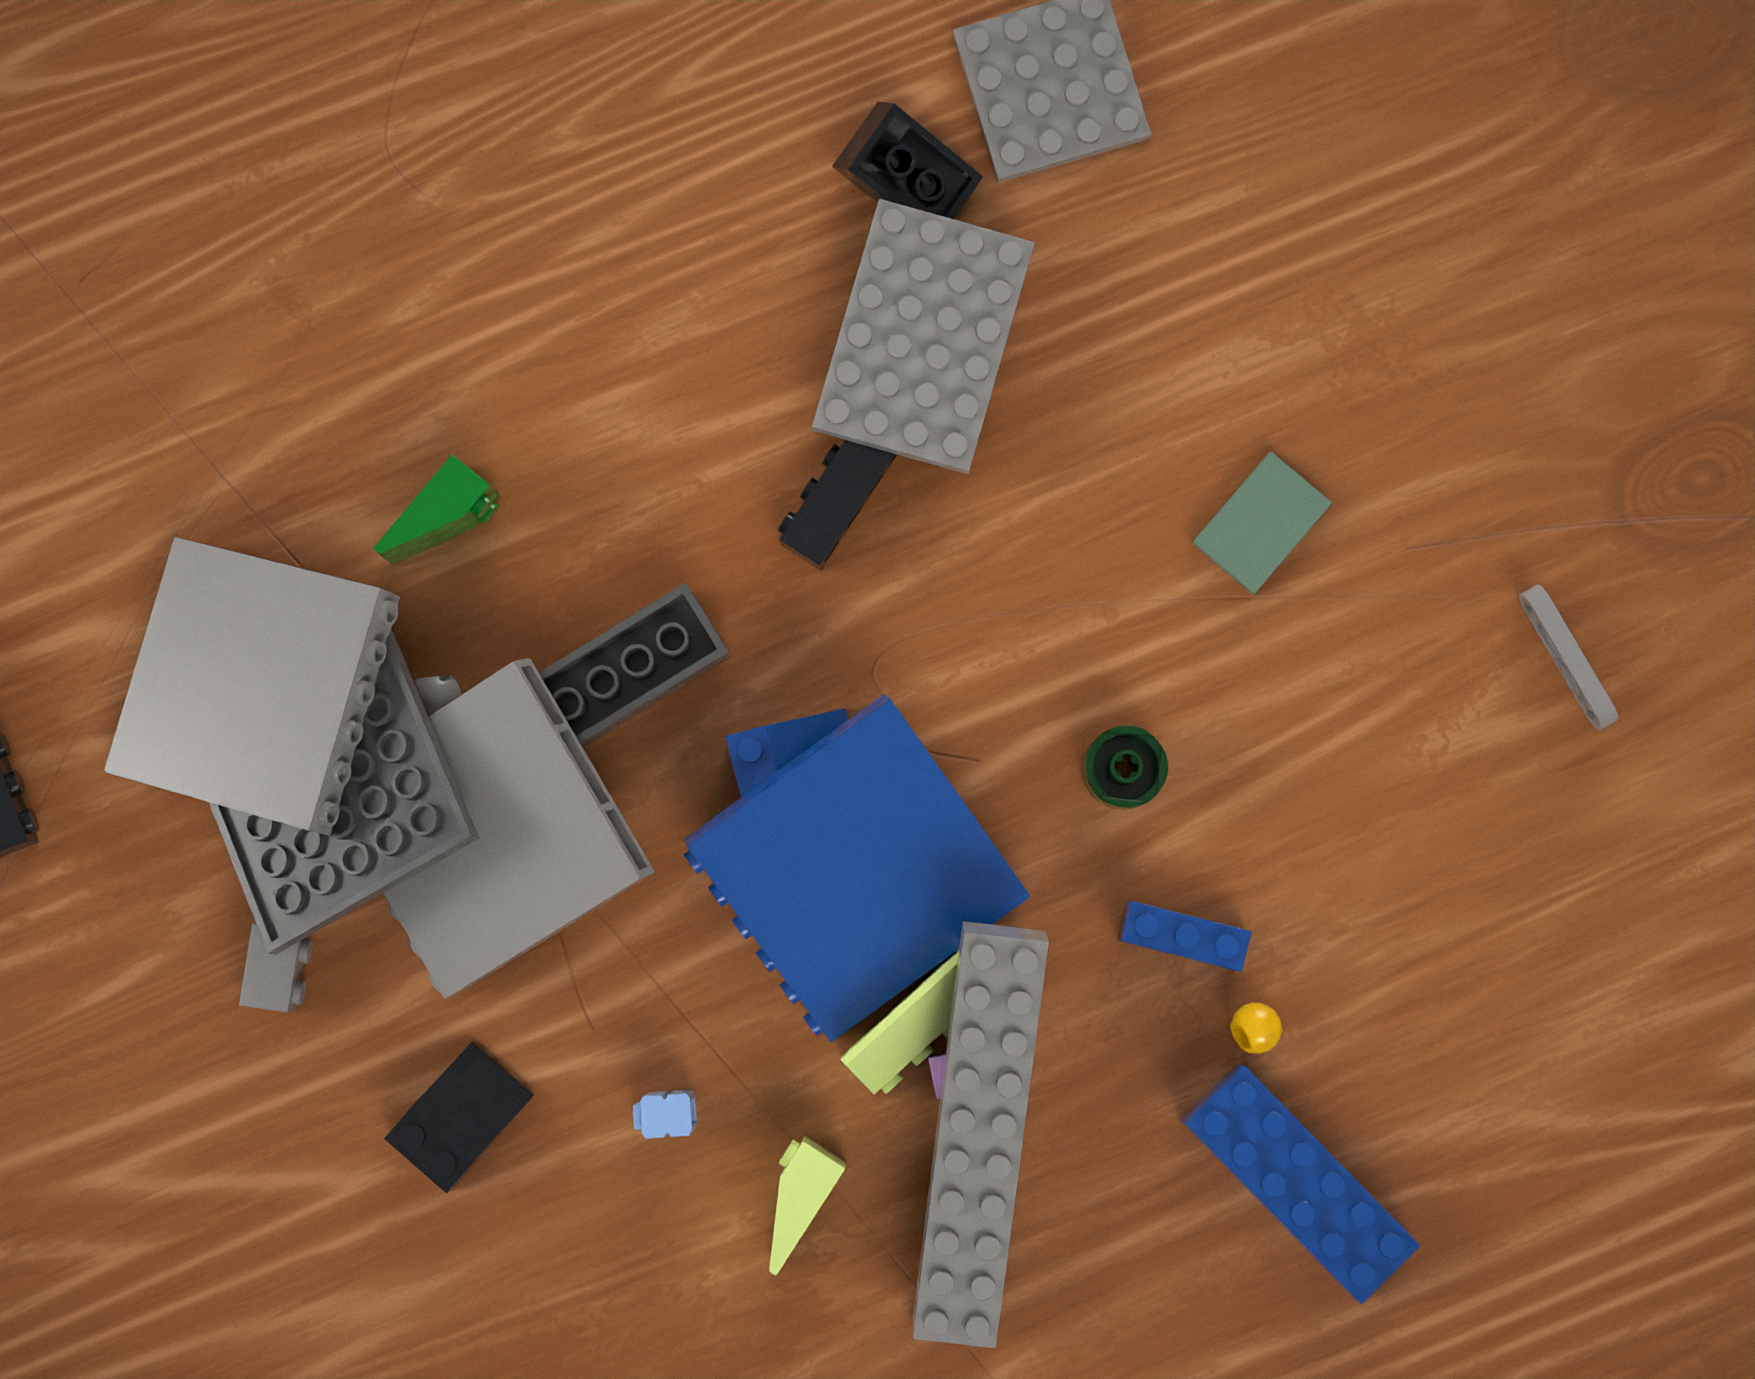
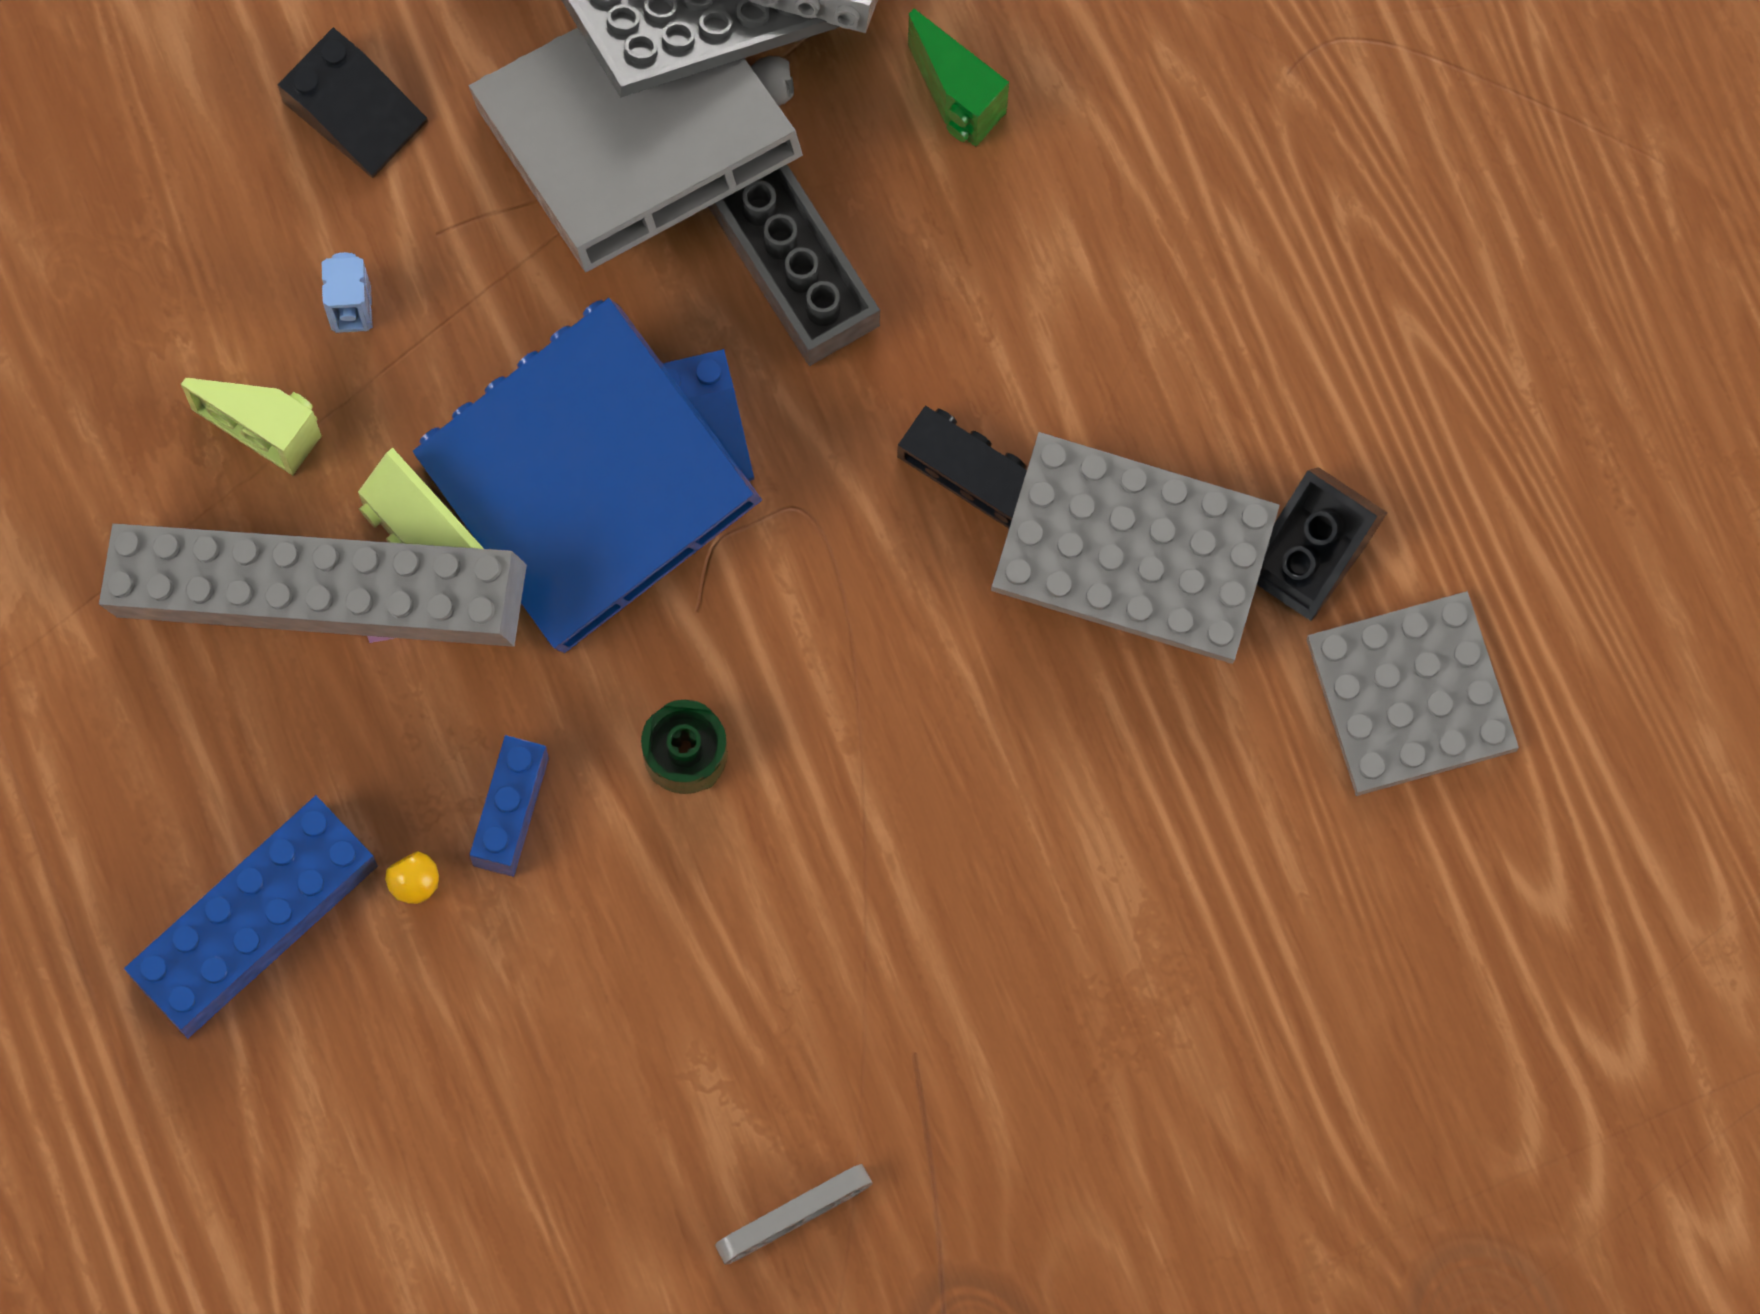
camera: 90 degrees right, 10 degrees down
(1261, 523) = (942, 900): sand green tile -> none

